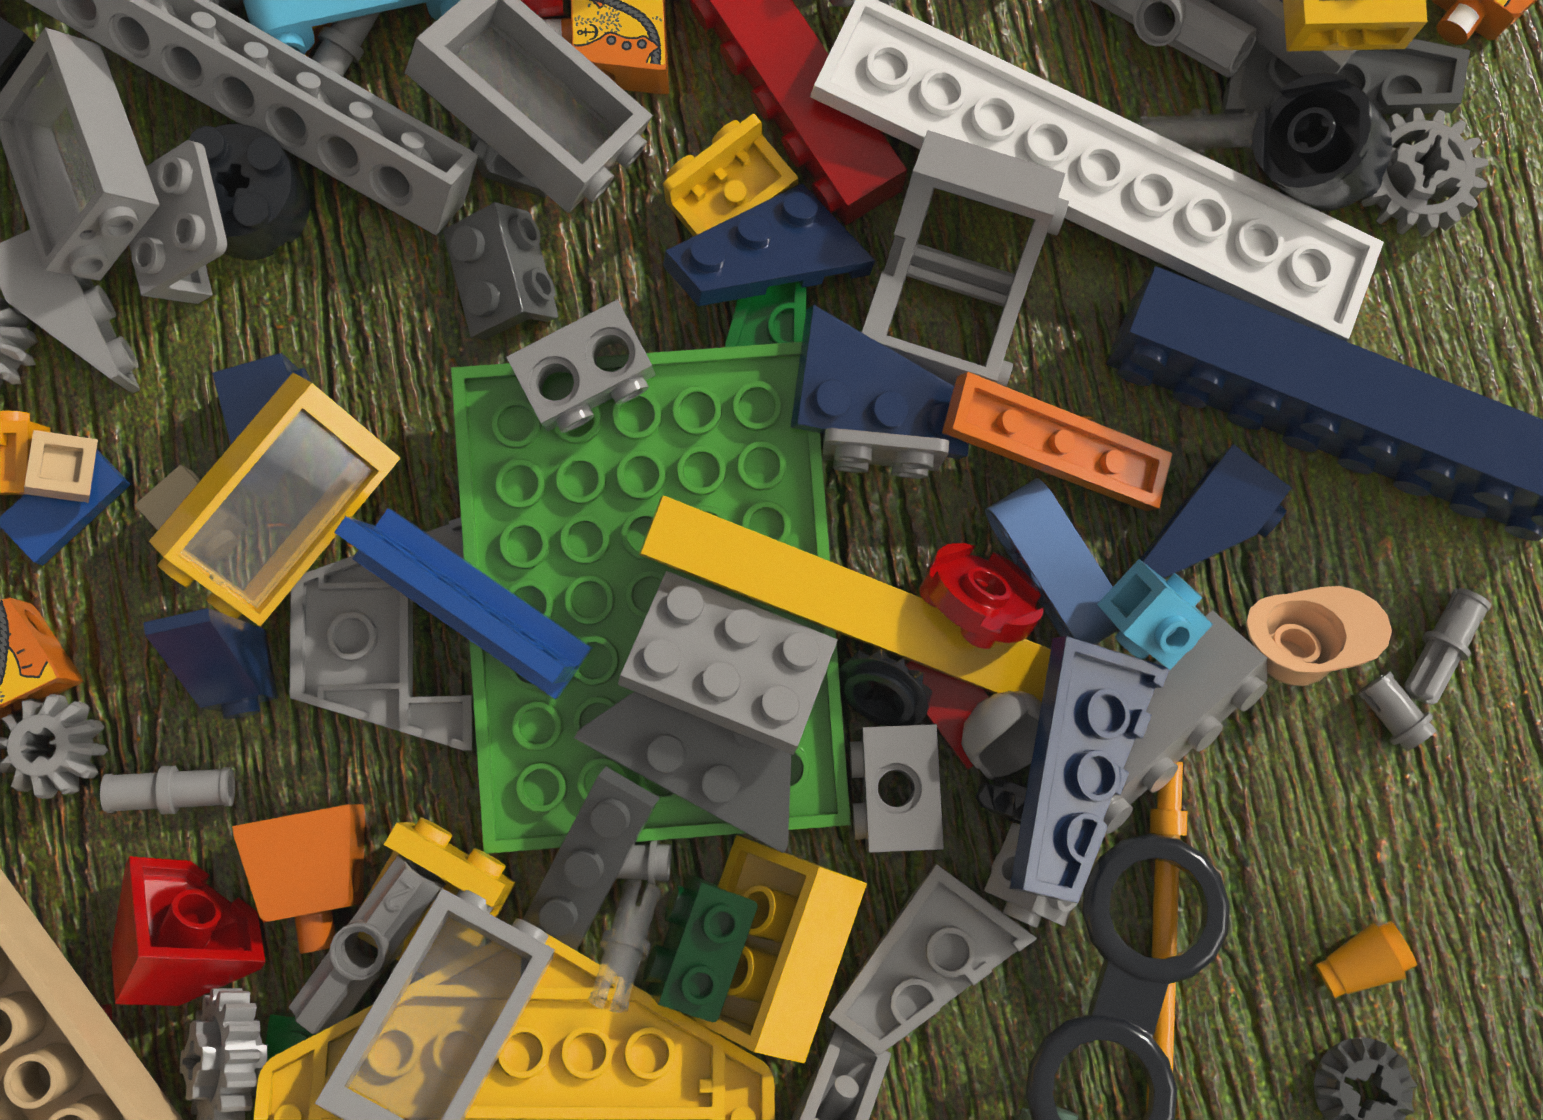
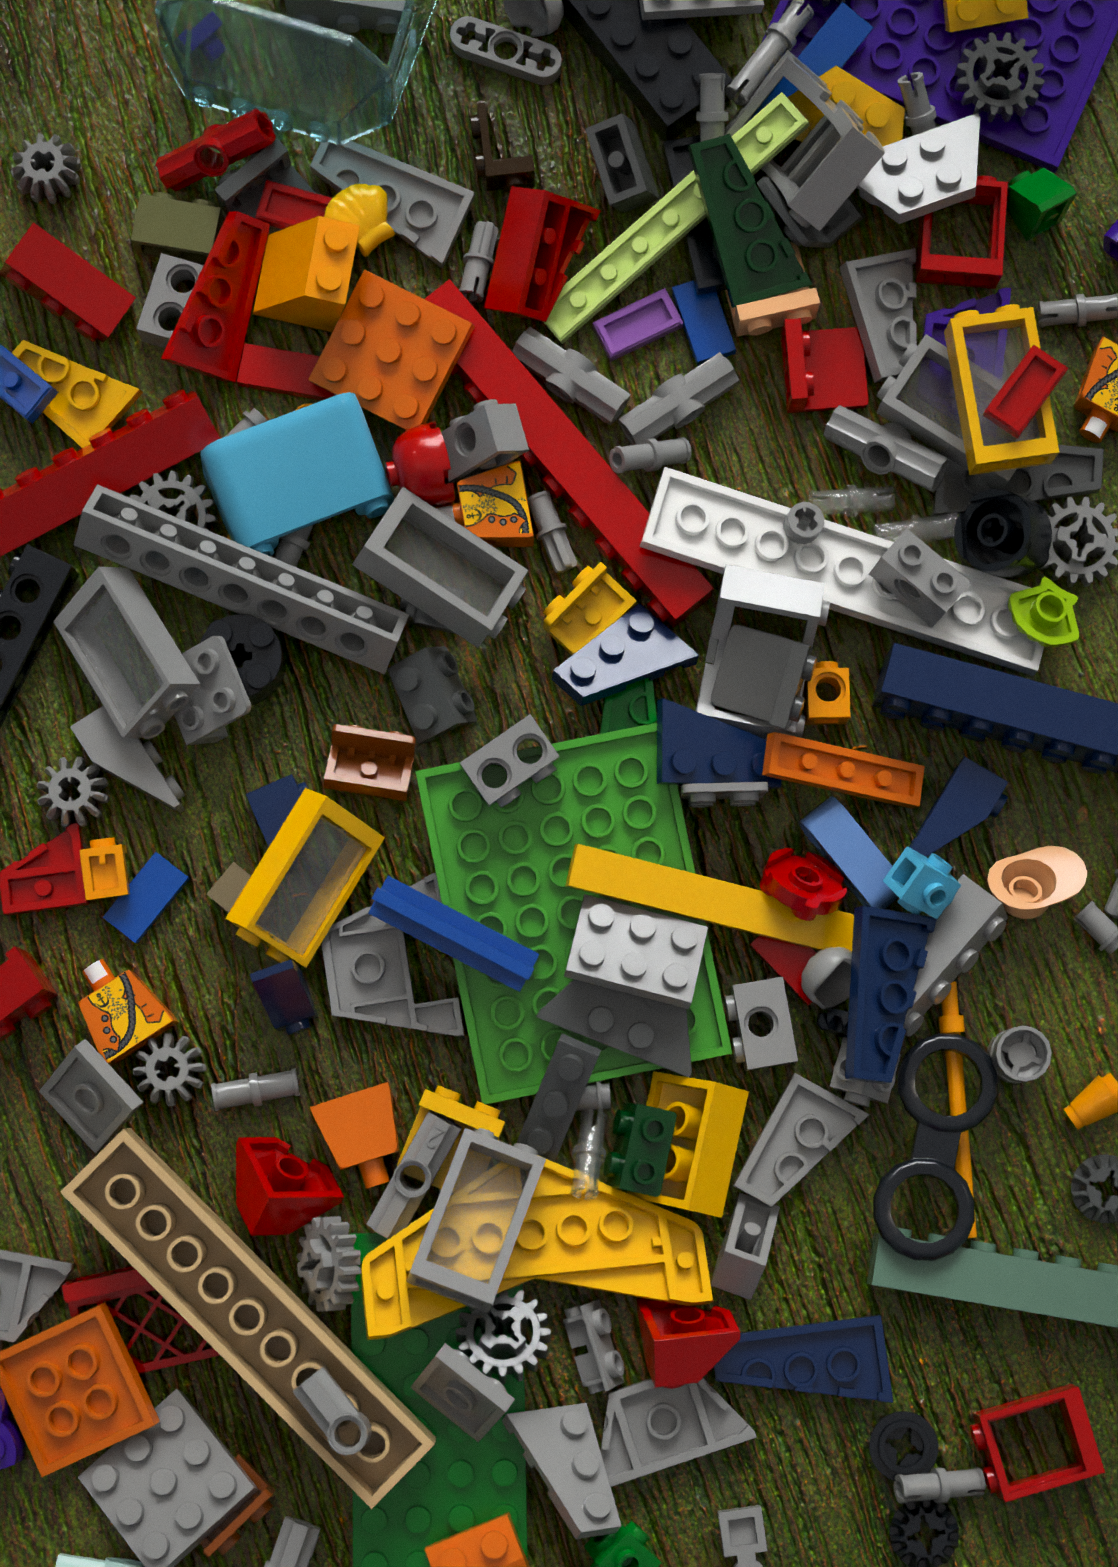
camera: 10 degrees left, 0 degrees up
(60, 466) = (149, 873): tan plate -> none
(398, 352) = (370, 762): none -> dark orange bracket
(694, 73) = (551, 532): none -> light grey axle
(899, 699) = (753, 964): black gear -> none
(962, 292) = (763, 675): none -> dark grey bracket
(1040, 361) = (824, 712): none -> light orange brick
(1054, 76) = (790, 523): none -> light grey bush
(1114, 80) = (853, 500): none -> clear pin
(1200, 183) = (919, 577): none -> light grey brick
(1266, 879) = (1020, 1054): none -> light grey wheel
(1368, 261) = (1045, 614): none -> lime animal

